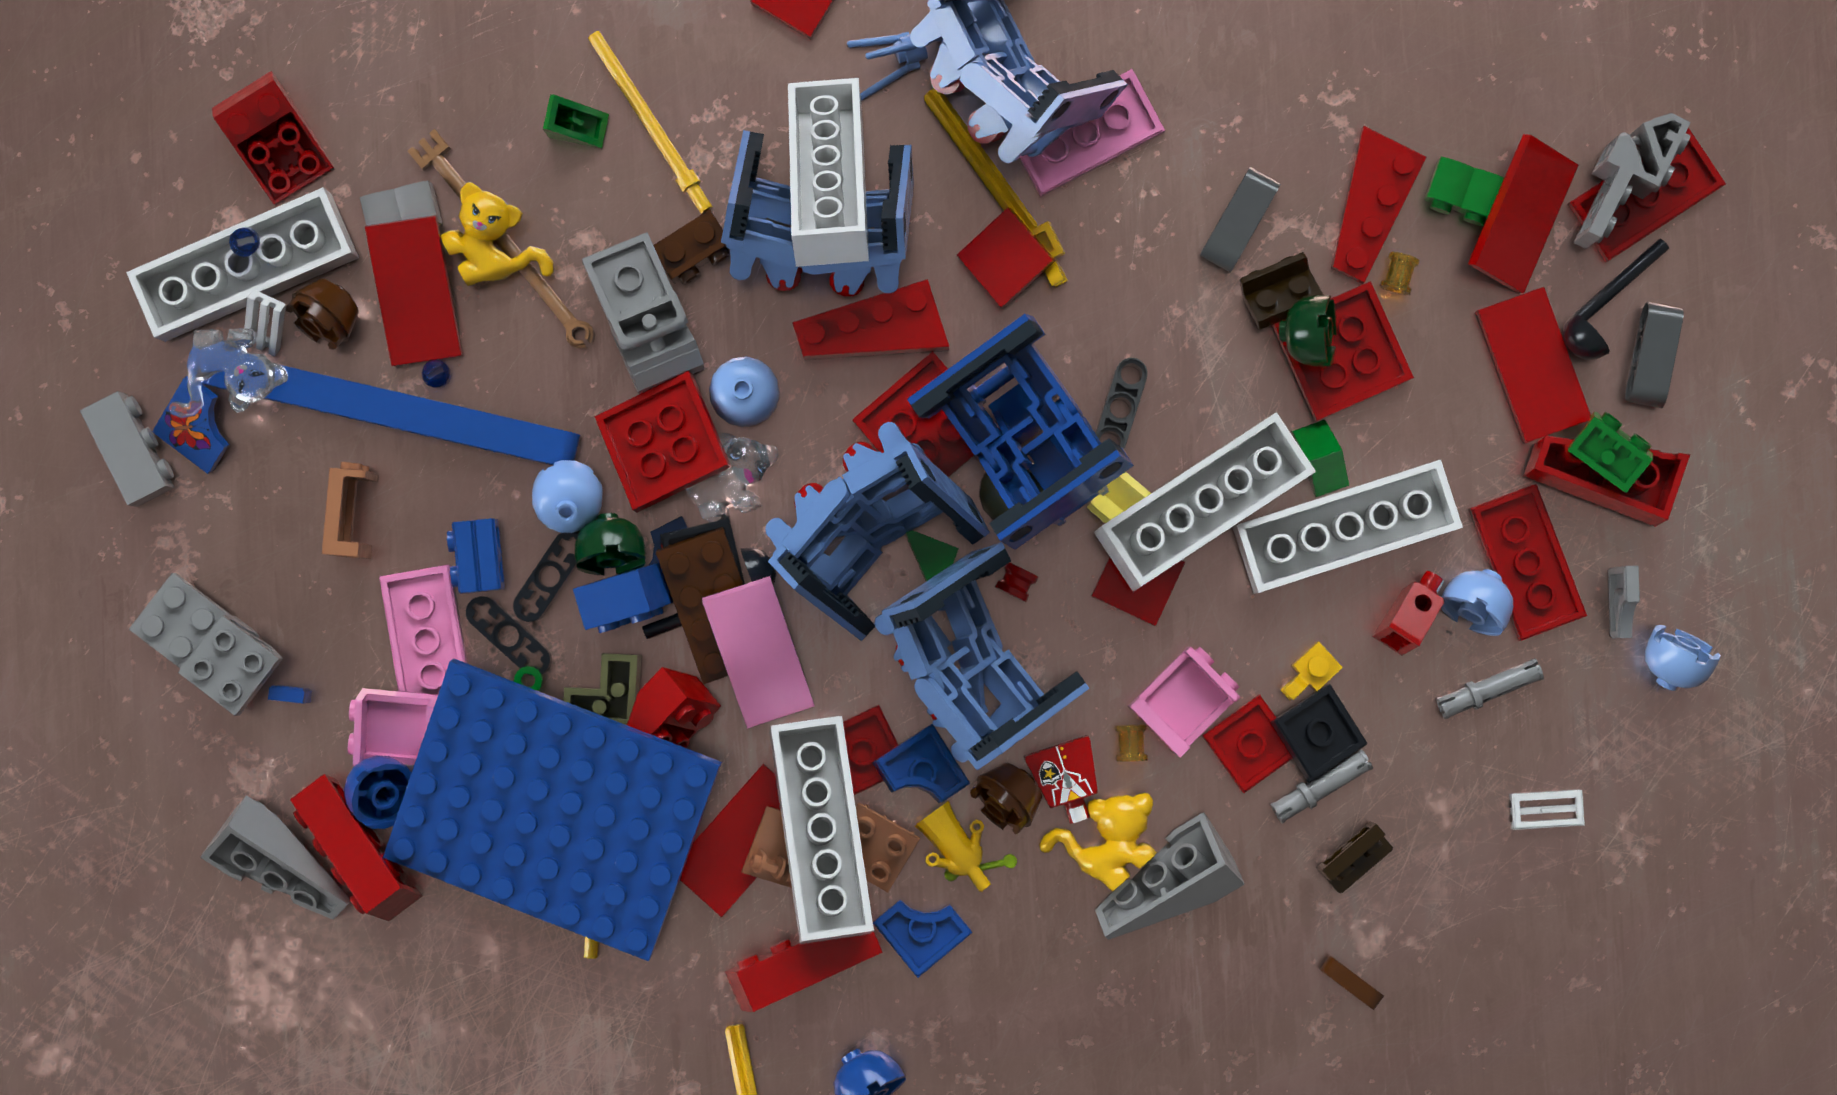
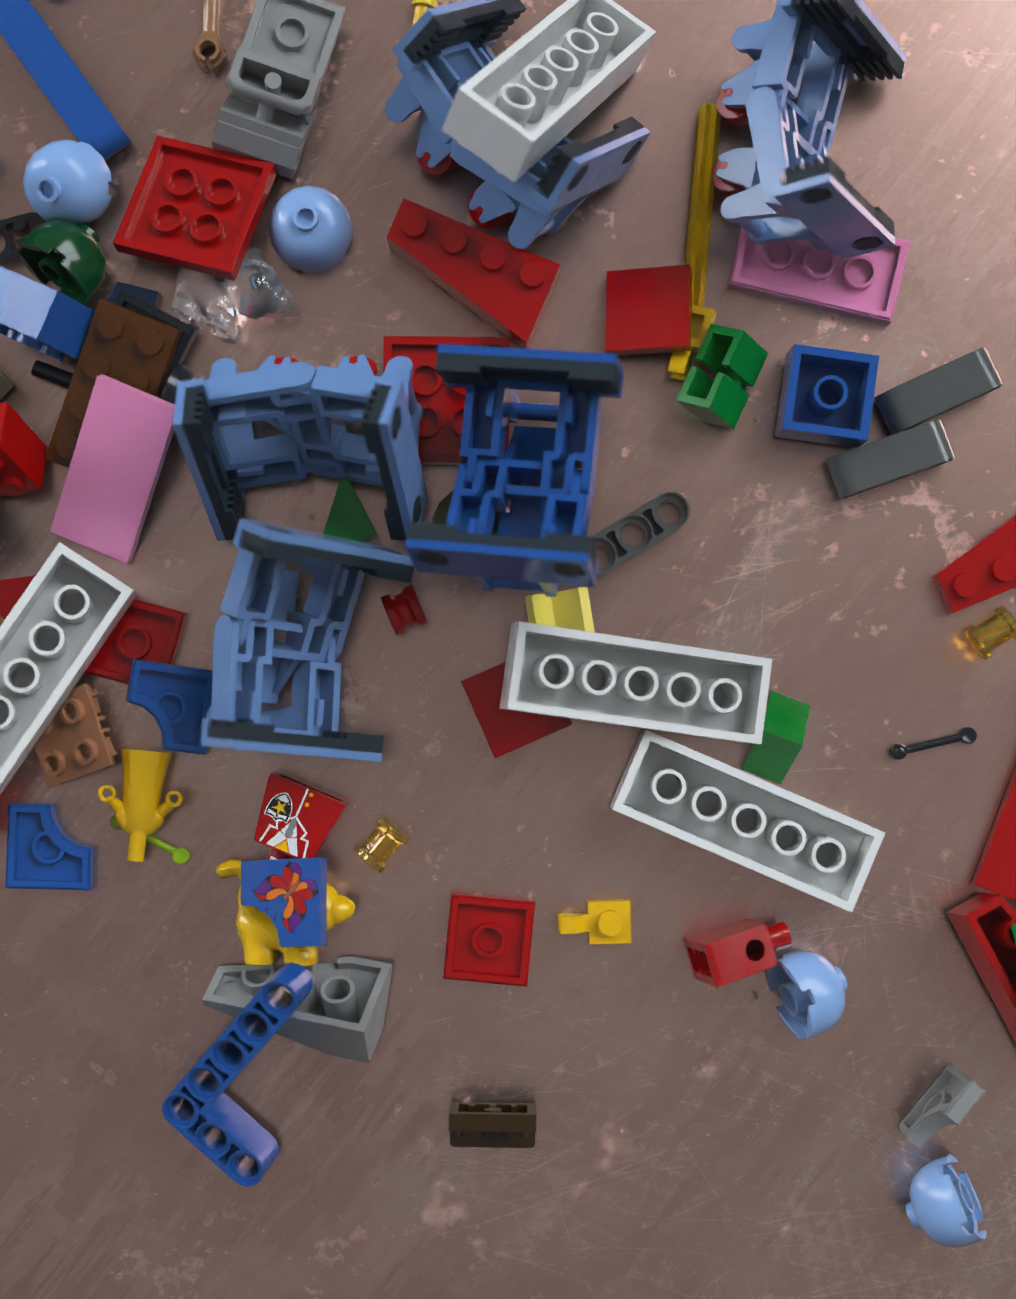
camera: 40 degrees right, 0 degrees up
(692, 248) = (366, 62): reddish brown bracket -> none
(904, 52) = (720, 51): medium blue plant -> none
(1008, 796) = (226, 796): reddish brown cone -> none
(1089, 242) = (736, 364): none -> green piece
(1106, 821) = (291, 895): none -> blue tile
(1158, 961) = (198, 1102): none -> blue beam
(1166, 215) = (827, 396): none -> blue brick
(1185, 699) = (462, 848): bright pink panel -> none
(1233, 150) = (938, 391): none -> dark grey beam
(1276, 288) = (871, 554): dark brown bracket -> none
(1308, 794) = (518, 1033): light grey pin -> none
(1311, 330) = (868, 611): dark green cylinder -> none
(1319, 733) = (558, 983): black tile -> none
(1351, 982) = (390, 1236): reddish brown beam -> none
(1364, 361) = (880, 658): red plate -> none
(1439, 352) = (966, 735): none -> black hinge
(1476, 694) = (731, 1073): light grey pin -> none
(1516, 810) = (676, 1210): white tile -> none
(1529, 560) = (885, 993): red tile -> none

